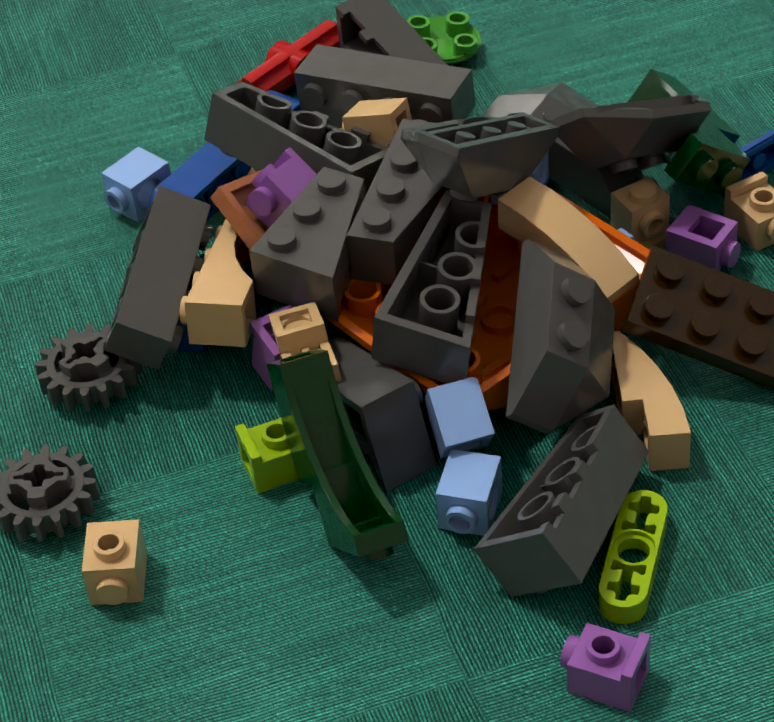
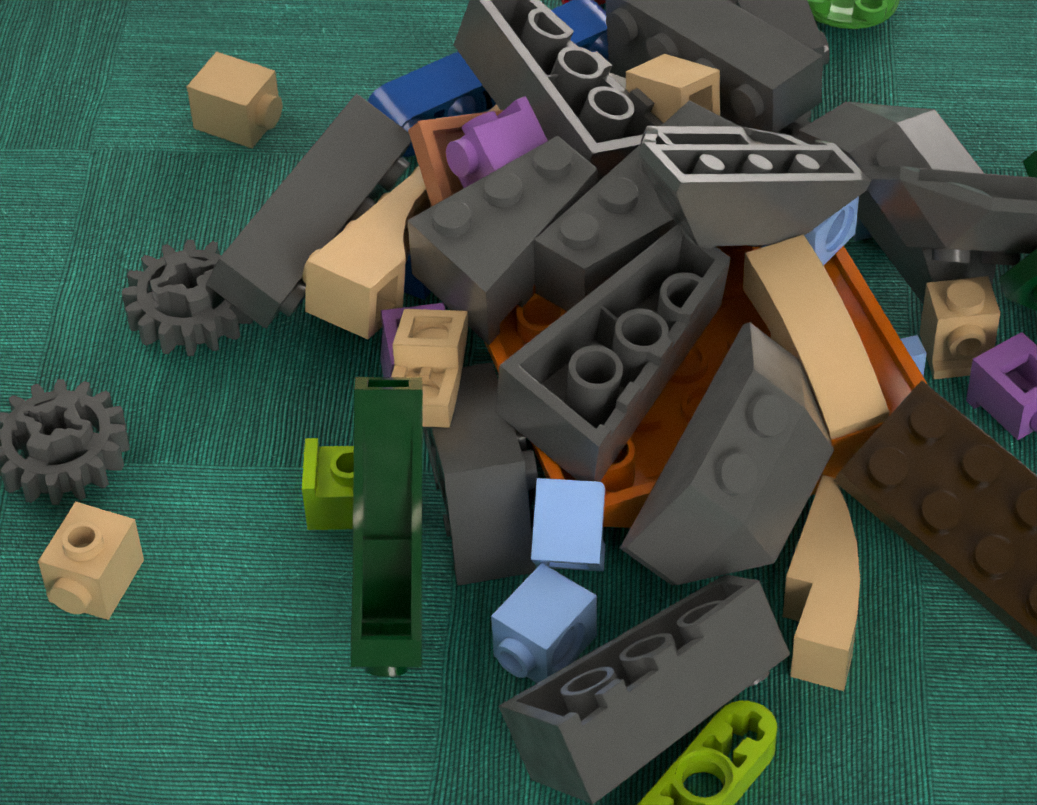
camera: 20 degrees right, 5 degrees up
(48, 230) = (234, 100): none -> tan brick
(132, 181) = (364, 64): light blue brick -> none

